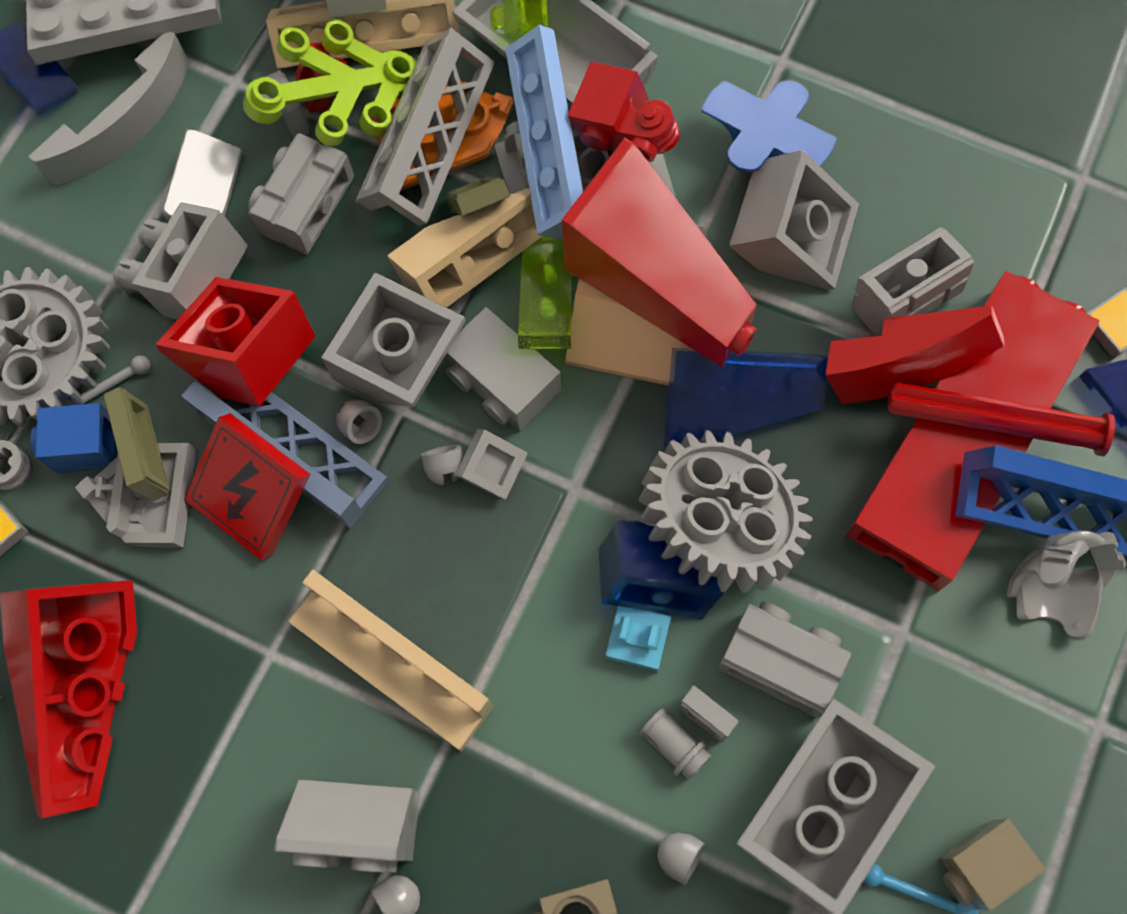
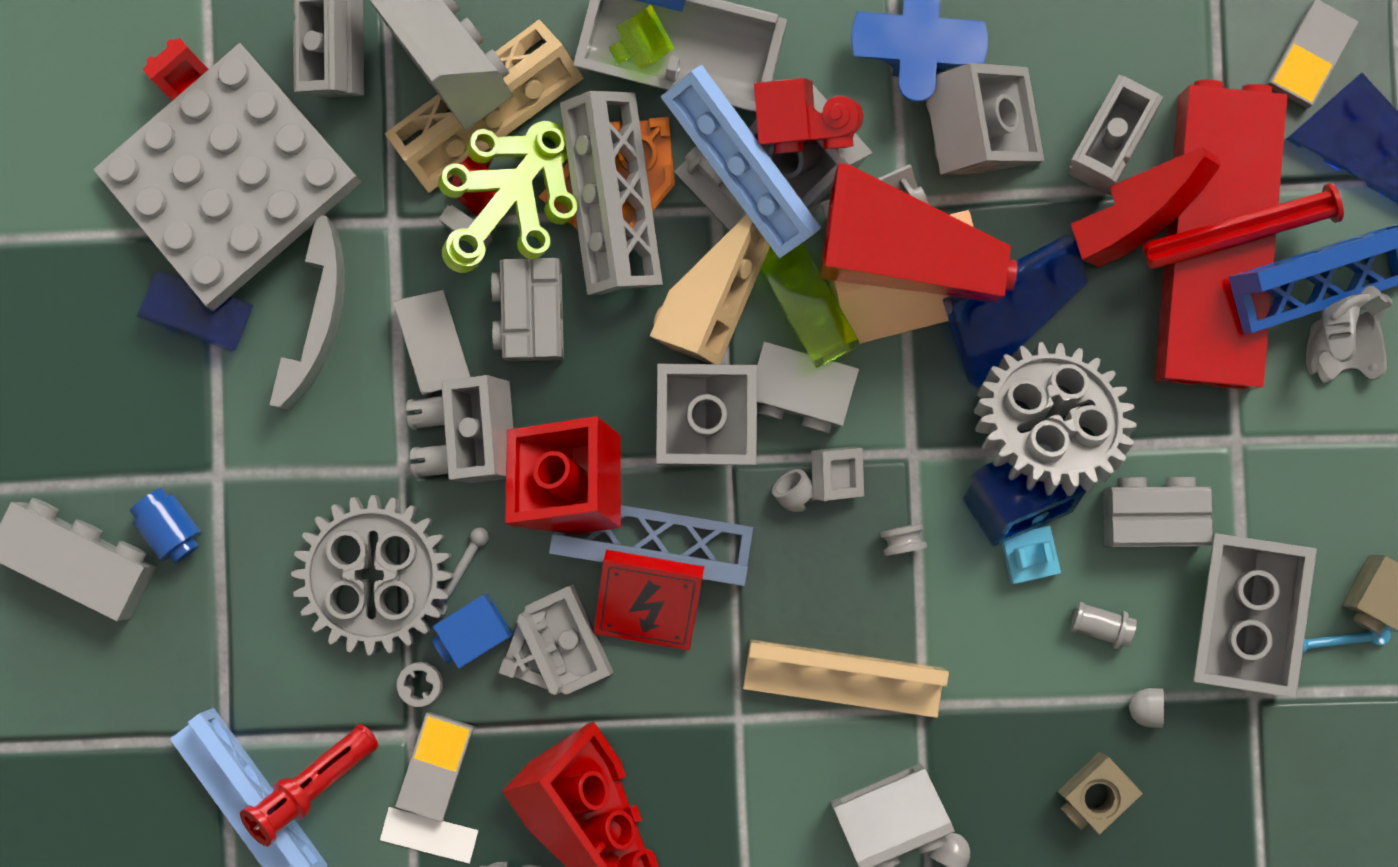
camera: 30 degrees left, 15 degrees up
(136, 444) = (534, 611): olive tile -> none
(368, 428) = (702, 491): light grey hinge -> none
(477, 195) = (698, 240): olive tile -> none
(520, 557) = (903, 539): none -> light grey bush
(707, 714) = (1118, 590): light grey tile -> none

